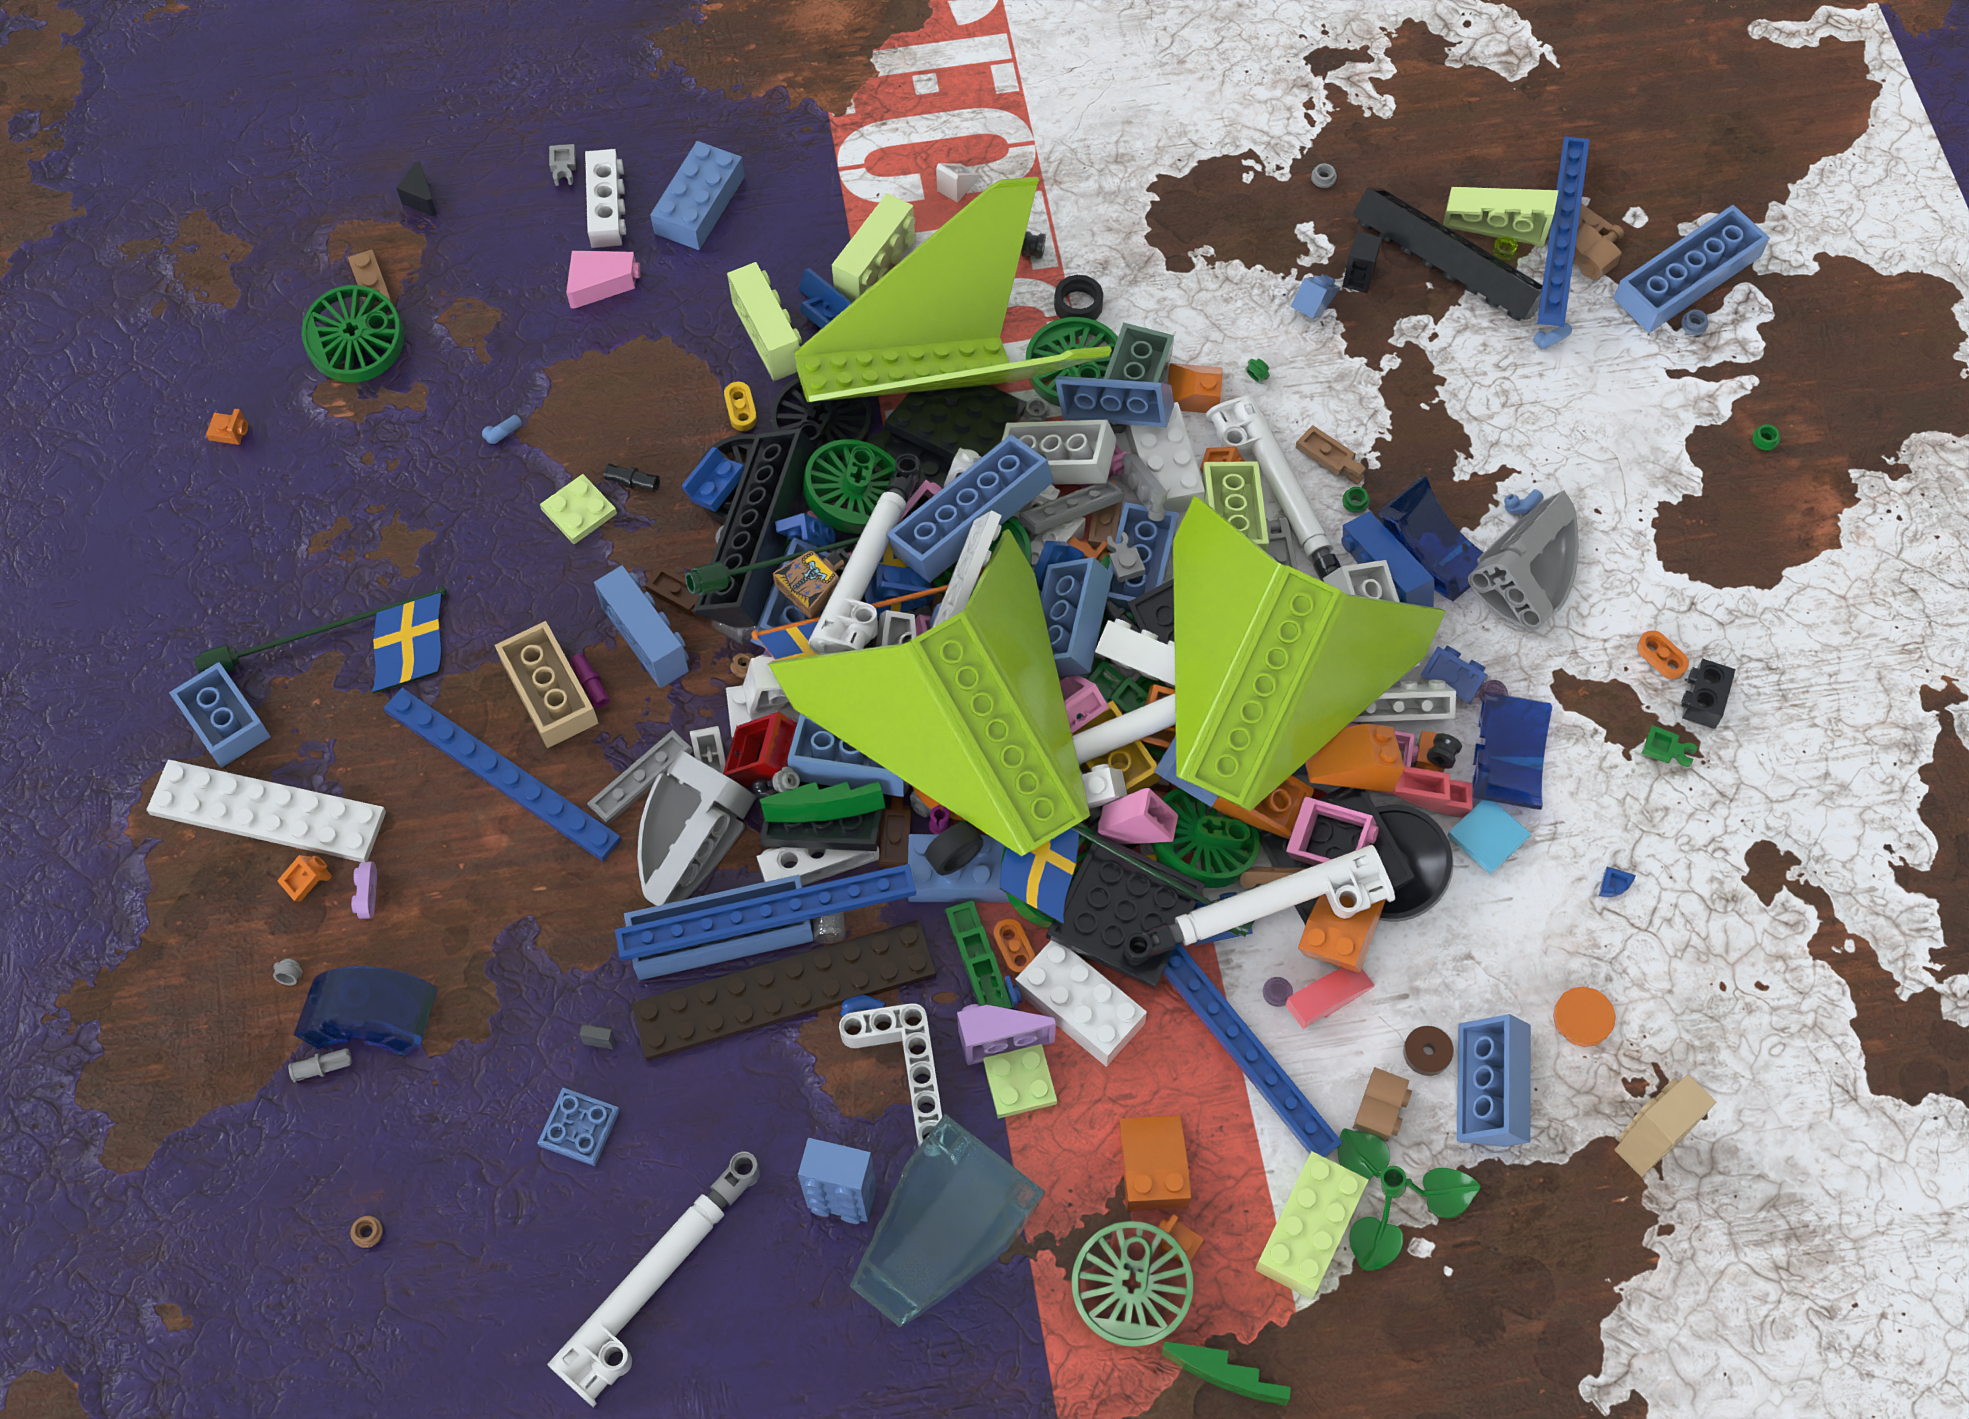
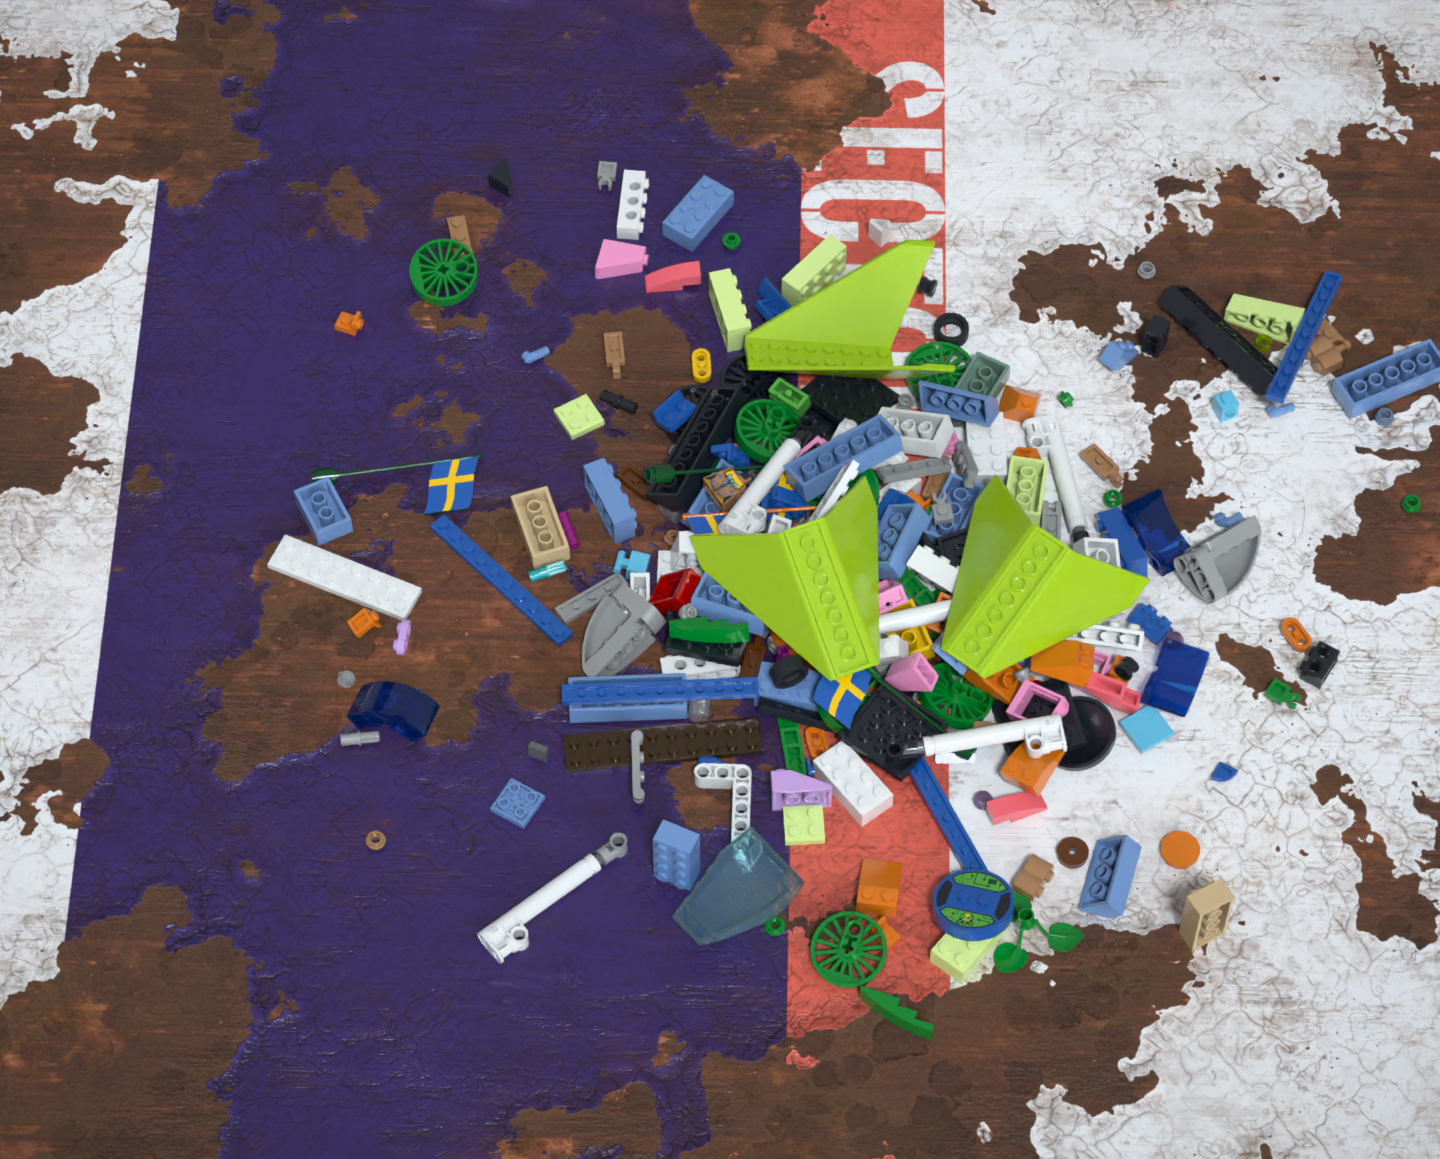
camera: 10 degrees right, 5 degrees down
(567, 748) = (547, 571): none -> axle
(613, 407) = (614, 352): none -> medium nougat plate
(680, 288) = (673, 277): none -> coral slope
(698, 714) = (637, 563): none -> medium azure brick
(749, 1024) = (637, 775): none -> light grey plate
(750, 226) = (731, 245): none -> green plate
(874, 429) = (790, 396): none -> bright green brick
(968, 908) = (791, 713): none -> black tile
(1014, 1268) = (775, 921): none -> green plate
(1299, 789) = (1023, 674): none -> light grey plate
(1308, 1174) = (973, 905): none -> piece
(1479, 343) = (1225, 406): none -> medium azure brick

